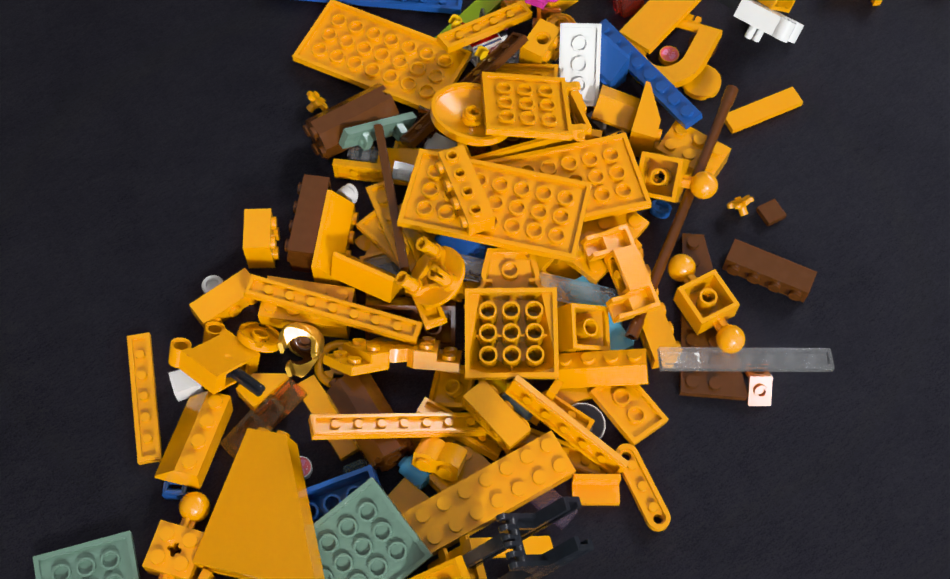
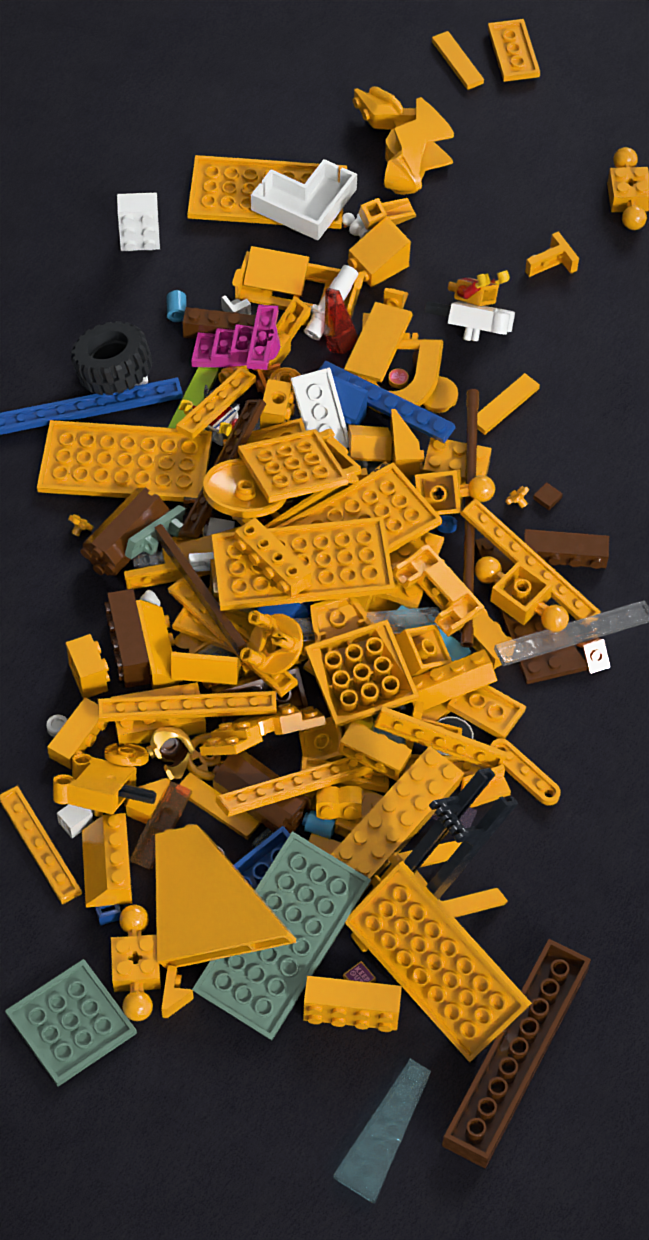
camera: 20 degrees left, 5 degrees down
(719, 259) = (518, 550): none -> light orange tile

